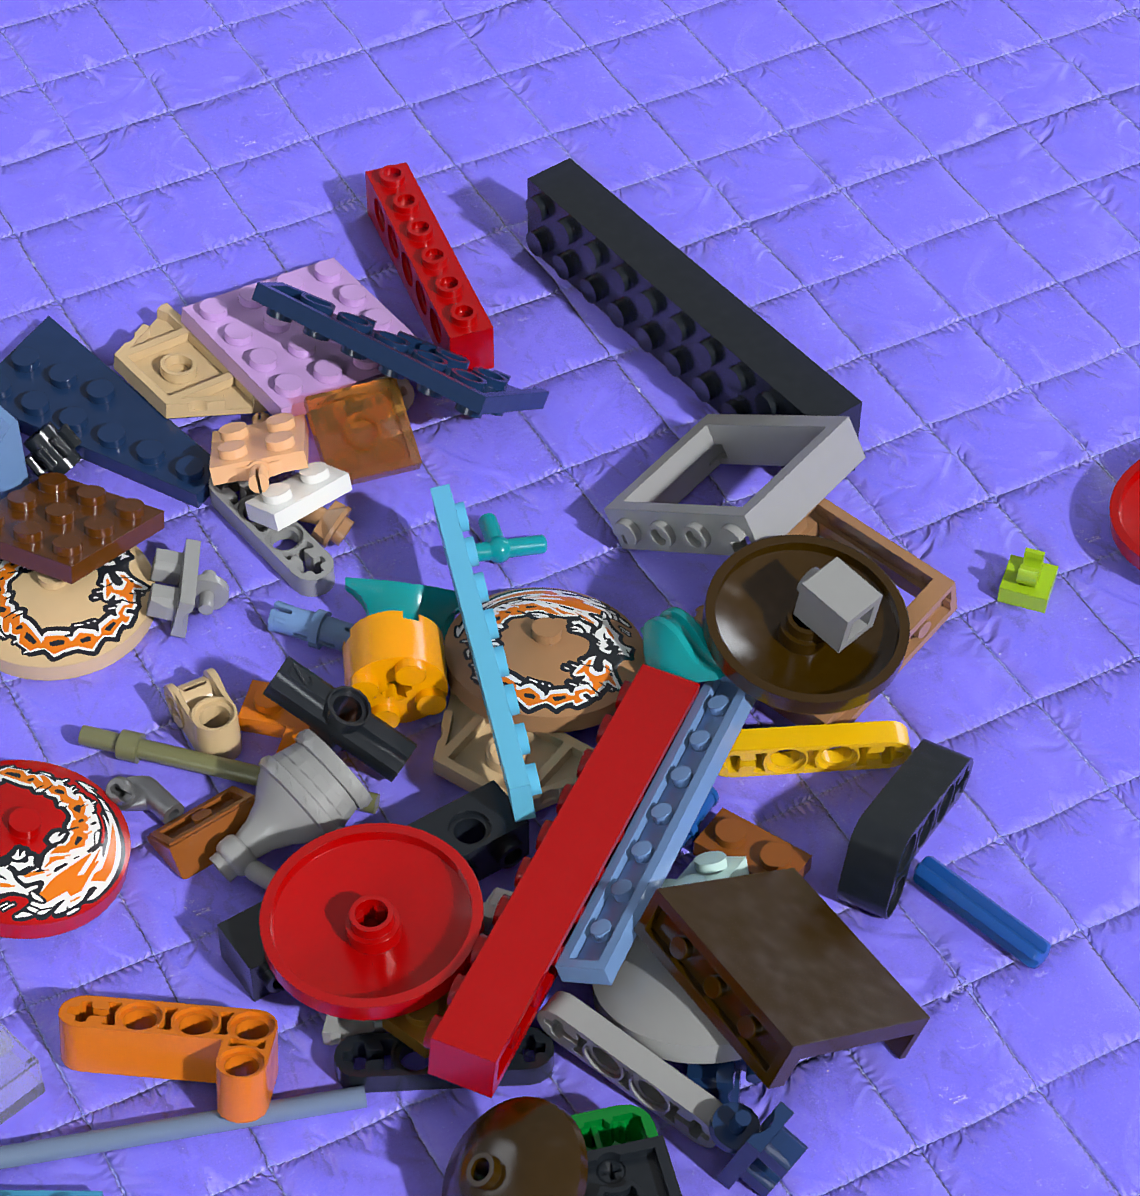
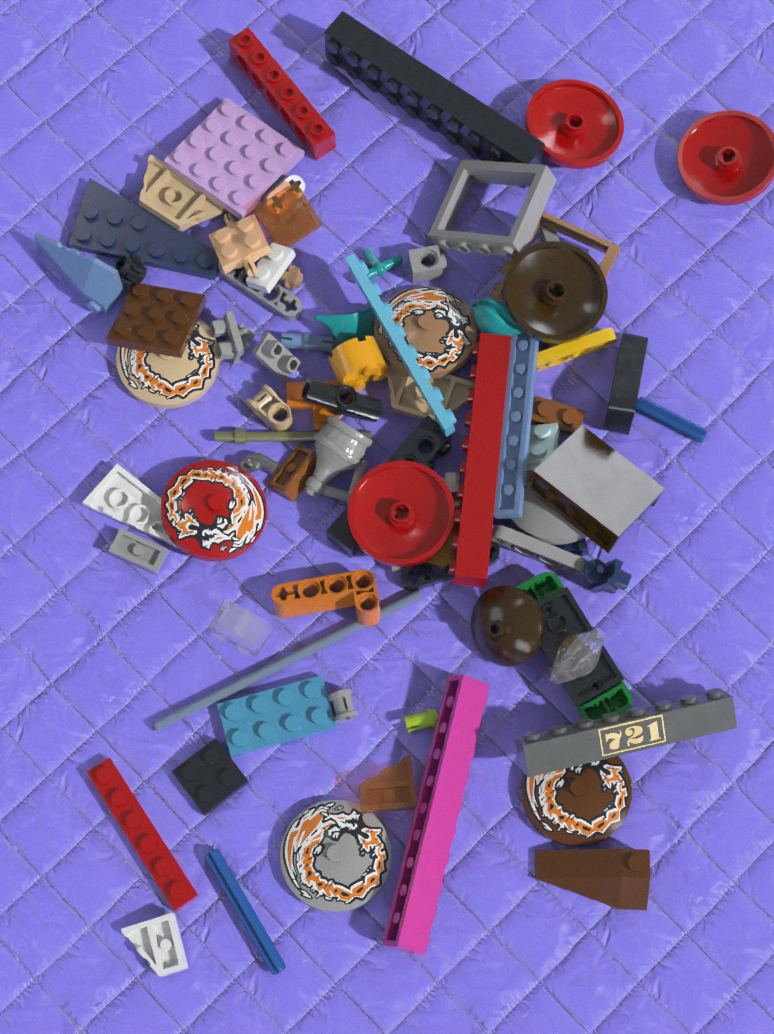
camera: 15 degrees left, 25 degrees up
(247, 628) = (275, 356): none -> light grey hips
(400, 355) = (295, 166): dark blue wing -> none
(586, 556) = (422, 273): none -> light grey brick
(836, 603) = (570, 283): light grey brick -> none
(935, 407) = (575, 123): none -> red dish
(1028, 581) = (646, 219): lime tile -> none

